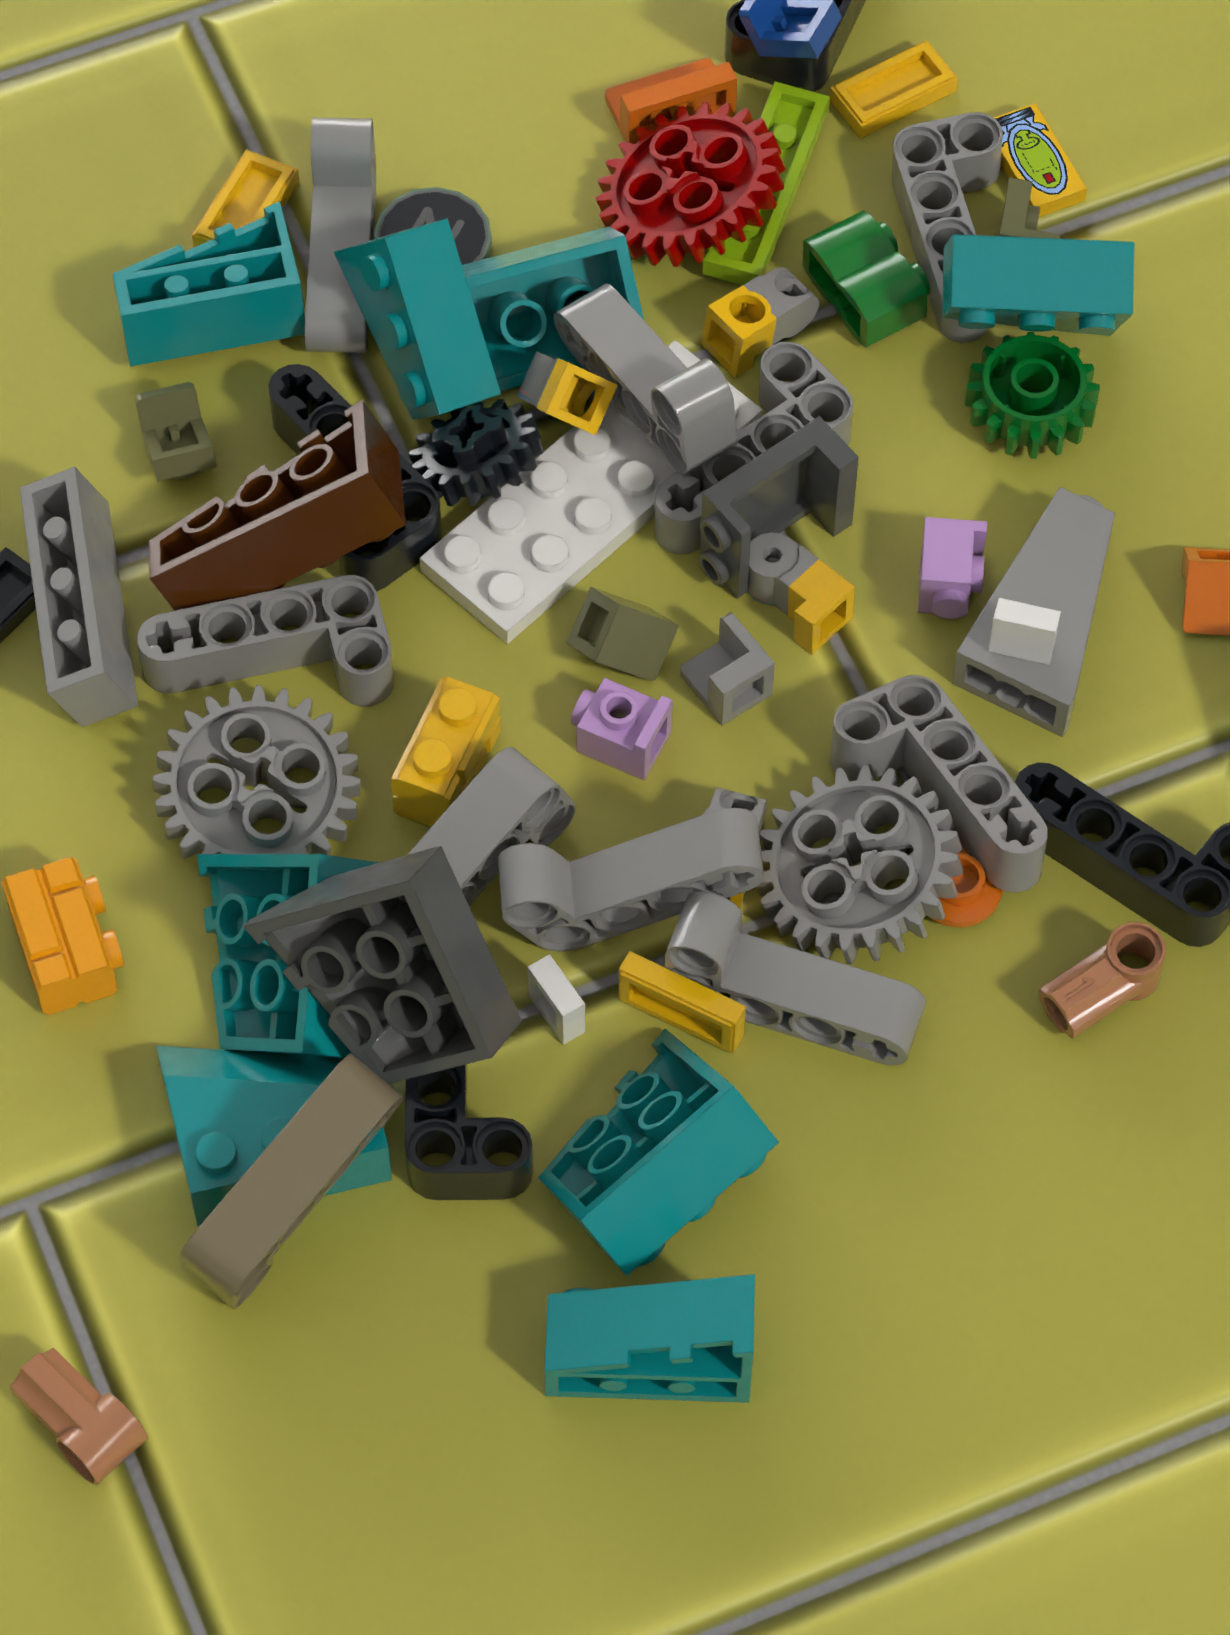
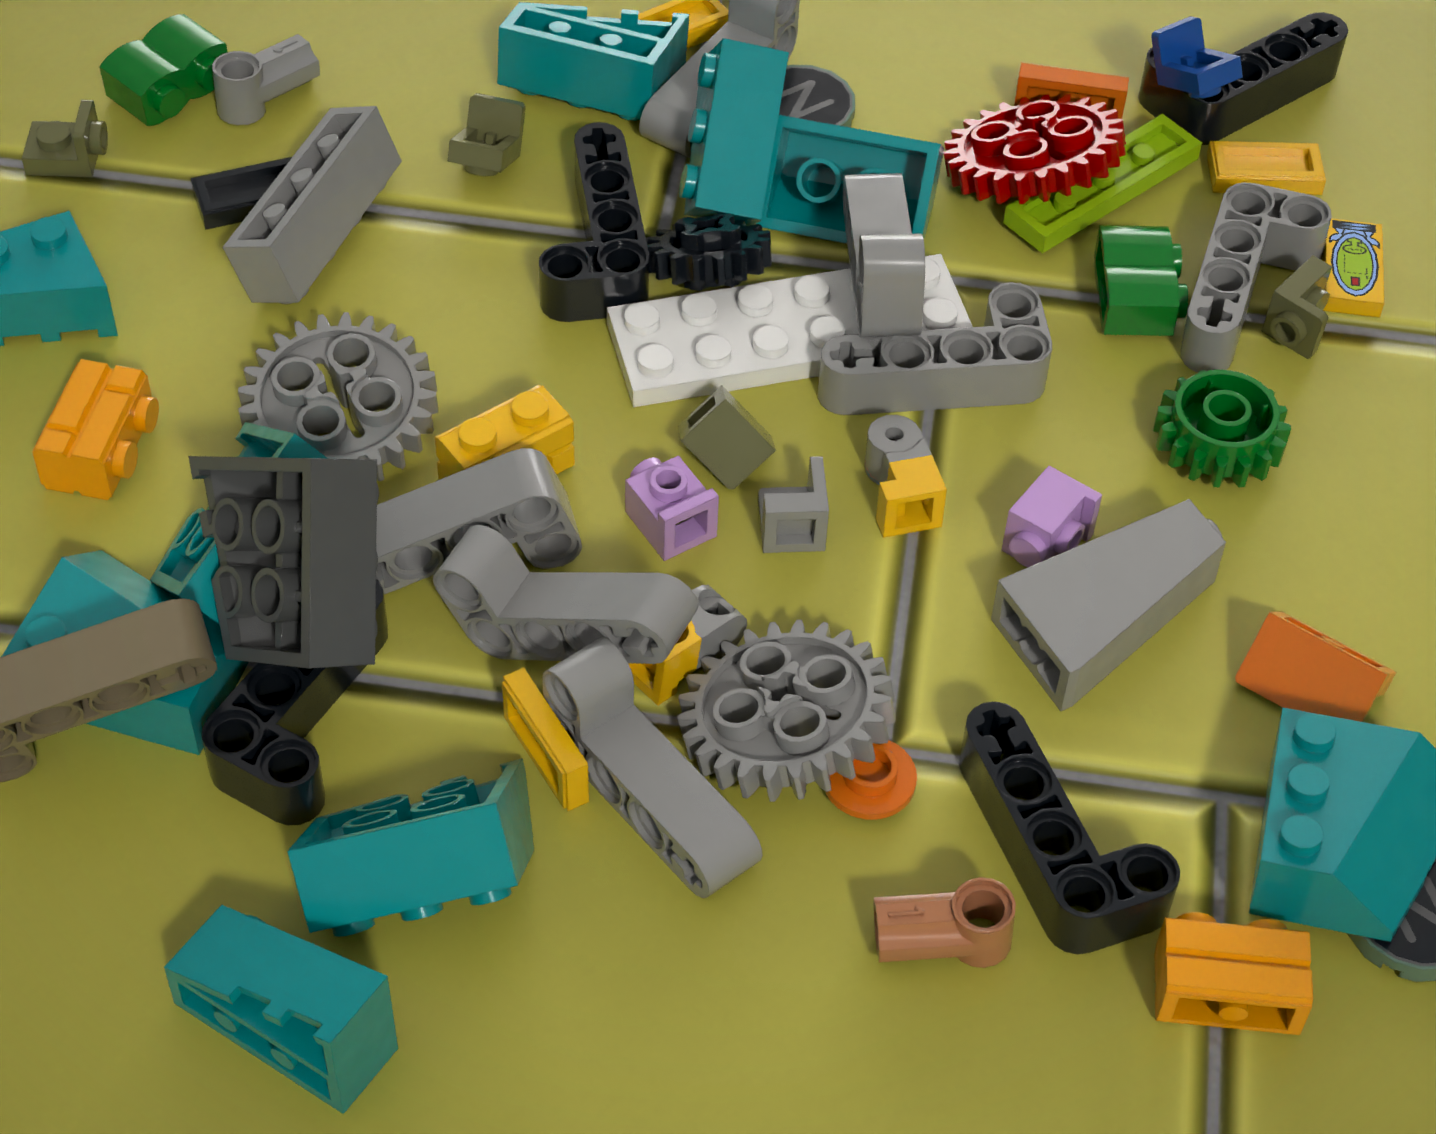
camera: 30 degrees right, 10 degrees down
(175, 666) = (445, 301): light grey beam -> none
(286, 519) = (504, 215): reddish brown wedge -> none
(556, 999) = (441, 680): white tile -> none
(563, 391) = (811, 237): yellow leg -> none
(756, 318) = (1026, 257): yellow leg -> none
(795, 477) = (935, 380): dark grey panel -> none
(922, 730) = (922, 629): light grey beam -> none
(1024, 631) = (1064, 585): white tile -> none
(1038, 283) = (1276, 331): teal wedge -> none

